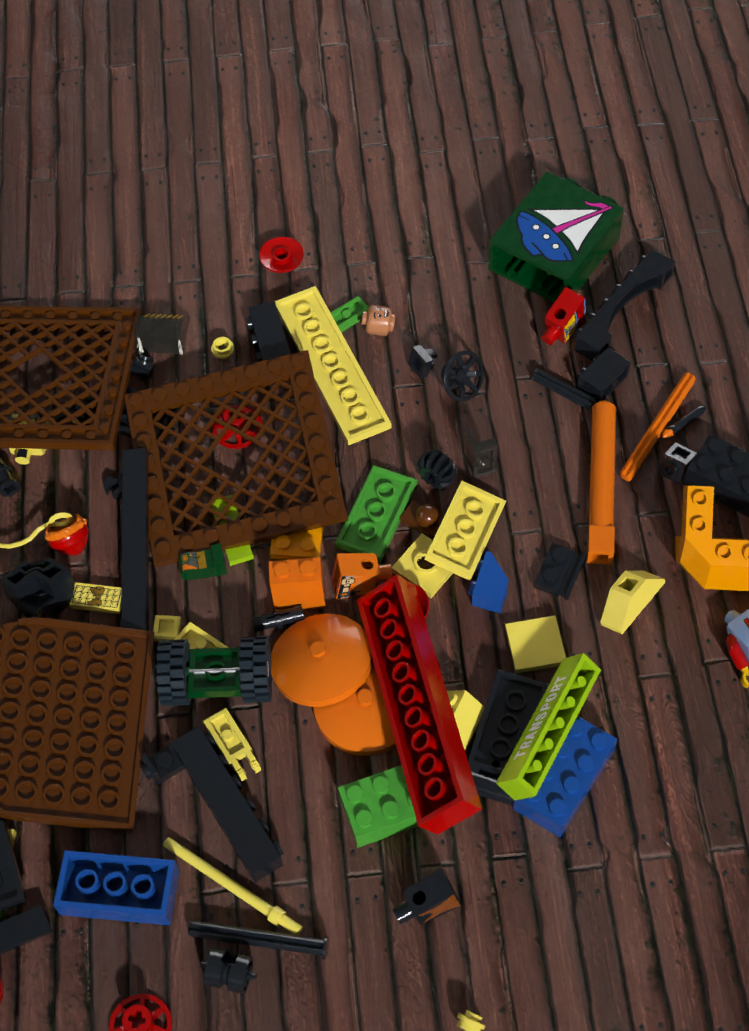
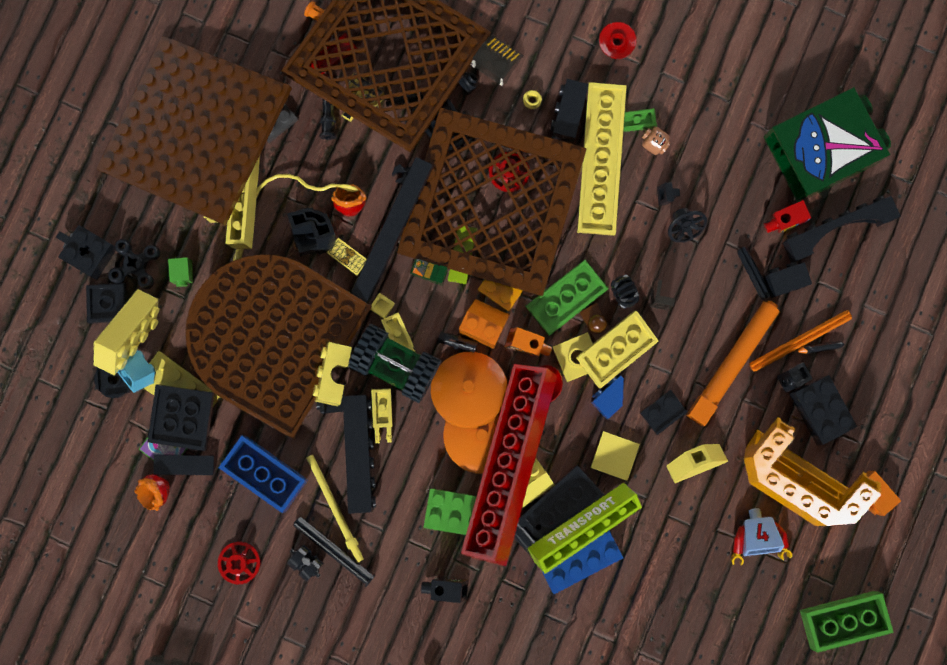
camera: 25 degrees right, 25 degrees up
(148, 740) = (327, 390): none -> light yellow arch

